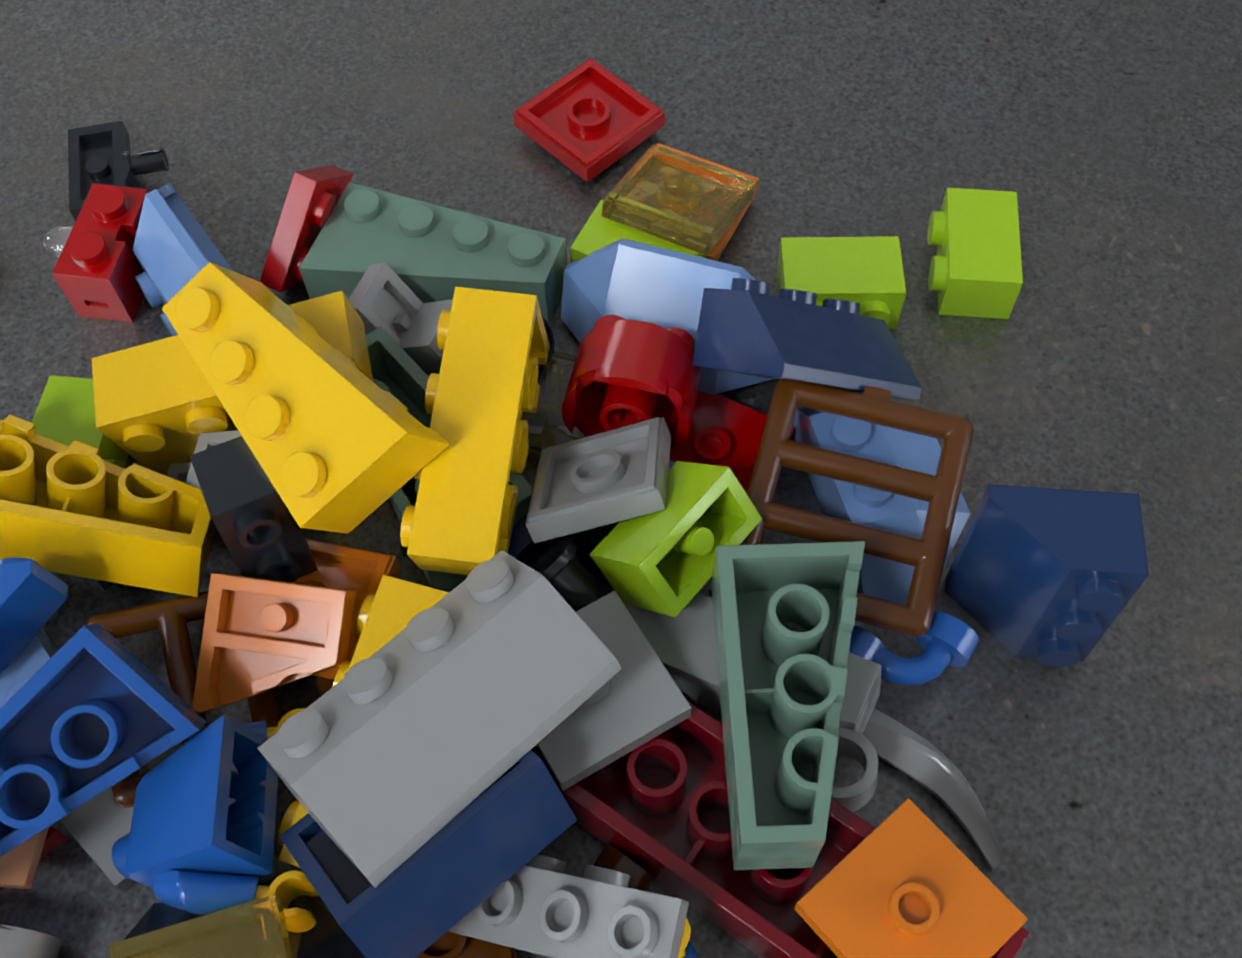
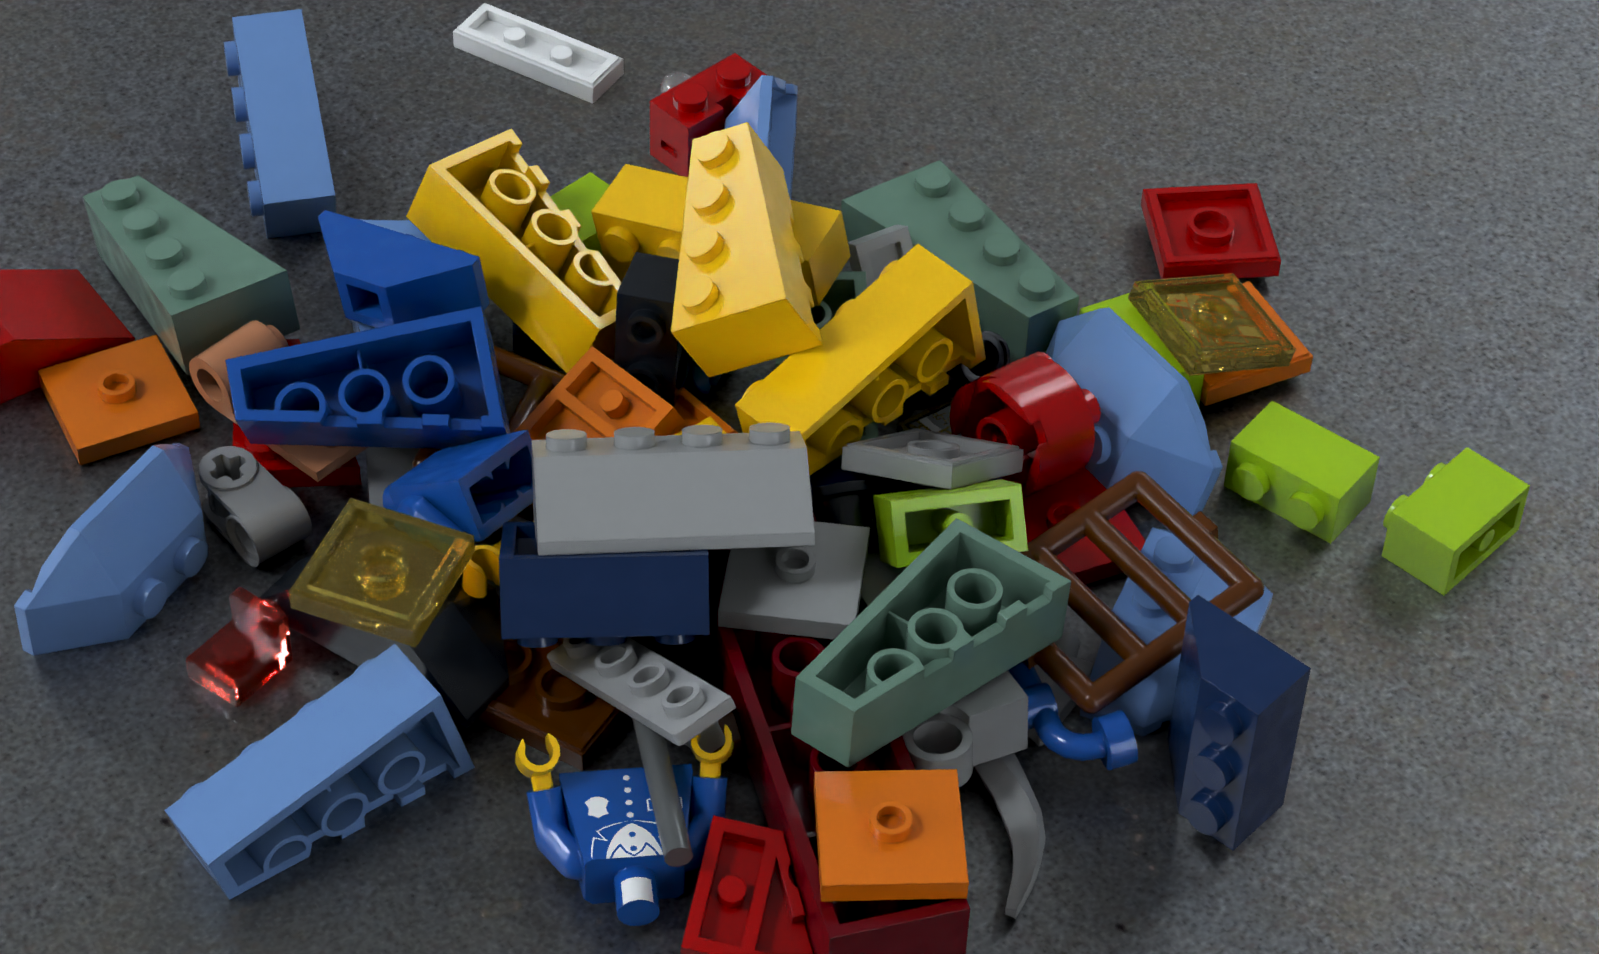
camera: 35 degrees right, 15 degrees down
(104, 157) = (769, 44): black plate -> none
(304, 213) = (882, 157): red plate -> none
(798, 341) = (1191, 461): dark blue slope -> none

